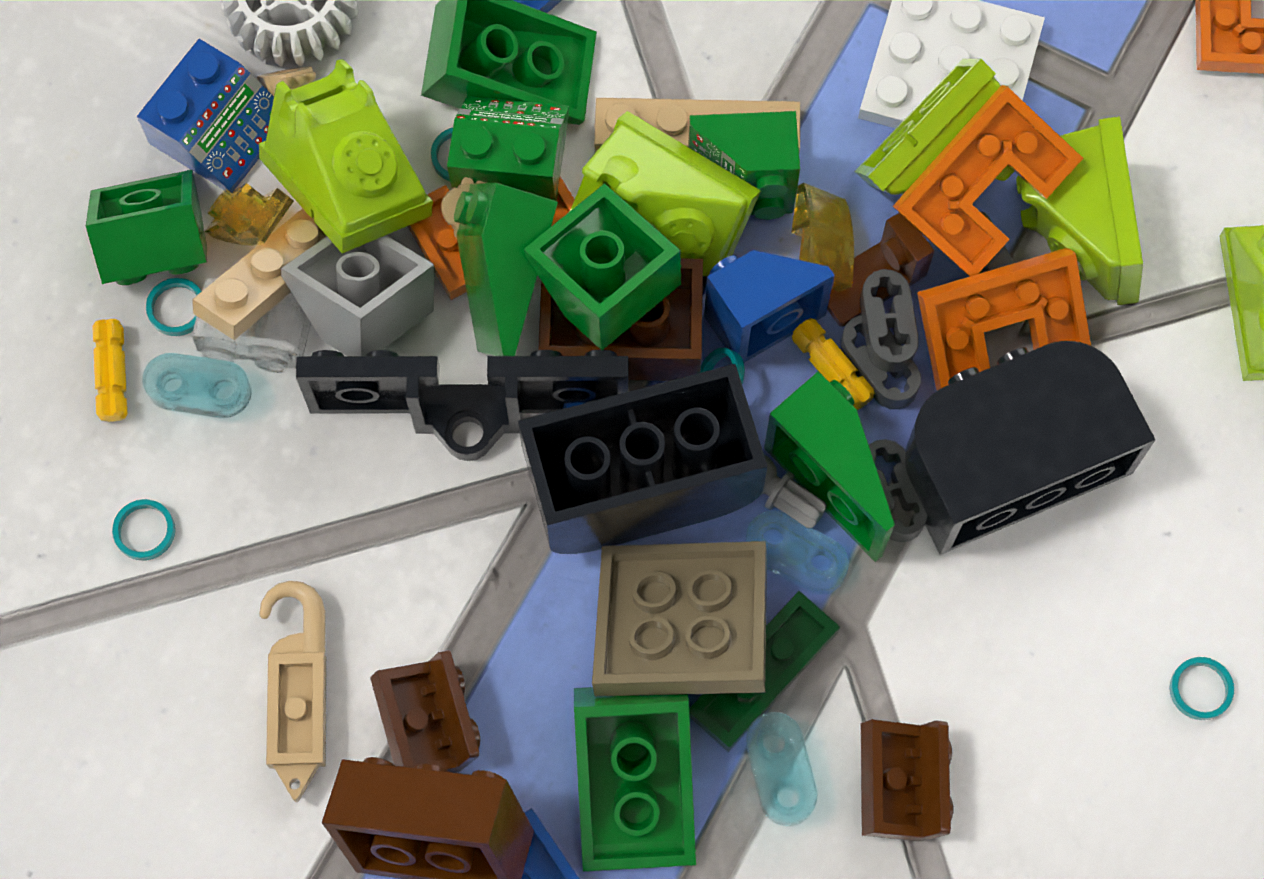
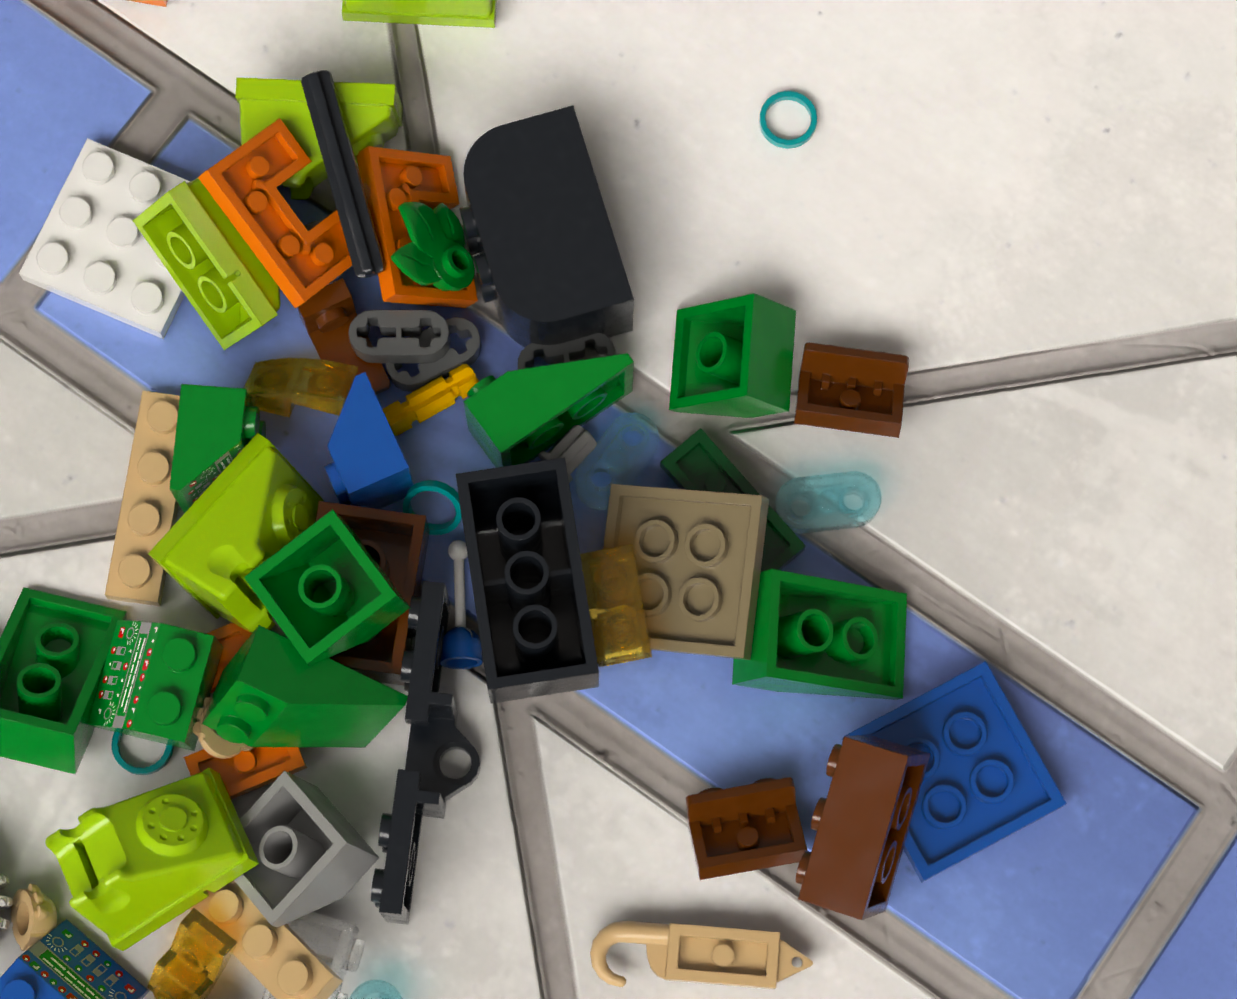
camera: 85 degrees left, 5 degrees up
(634, 552) = (616, 605): none -> clear yellow slope
(922, 655) = (733, 358): none -> green slope
(984, 327) = (436, 248): none -> green plate
(1038, 228) = (343, 174): none -> black axle

